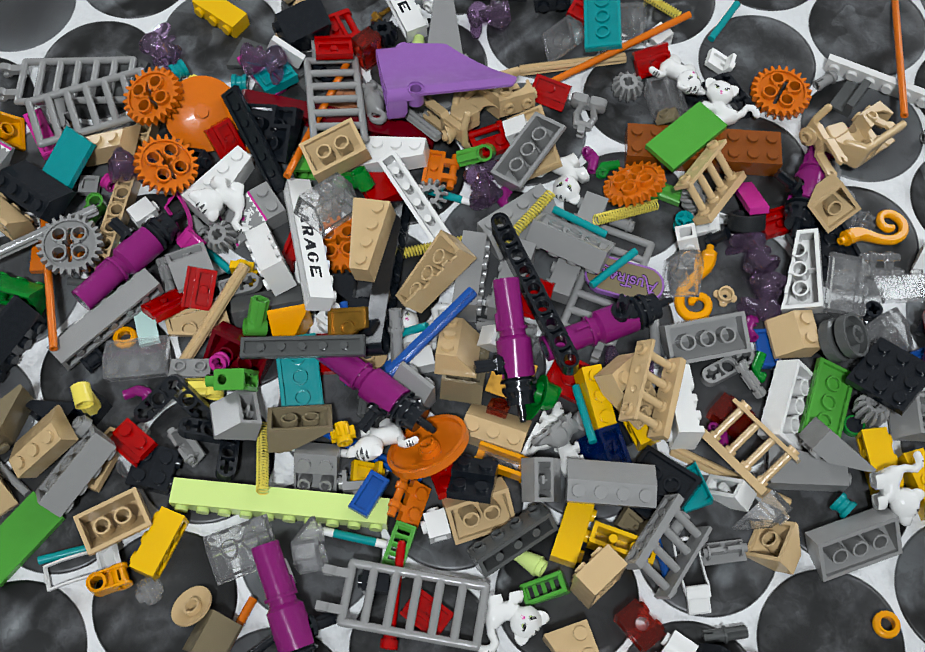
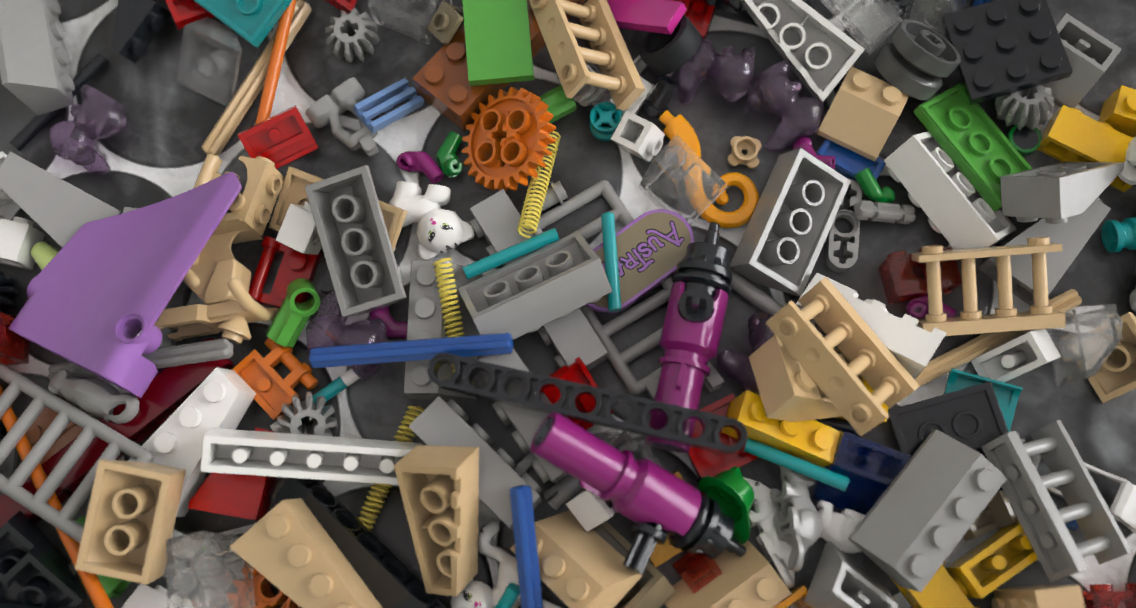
camera: 50 degrees left, 10 degrees up
(360, 179) = (203, 512): green piece -> none
(496, 206) = (410, 350): none -> blue axle
(607, 122) = (385, 101): none -> medium blue tile
(723, 552) = (1089, 422): light grey hinge -> none

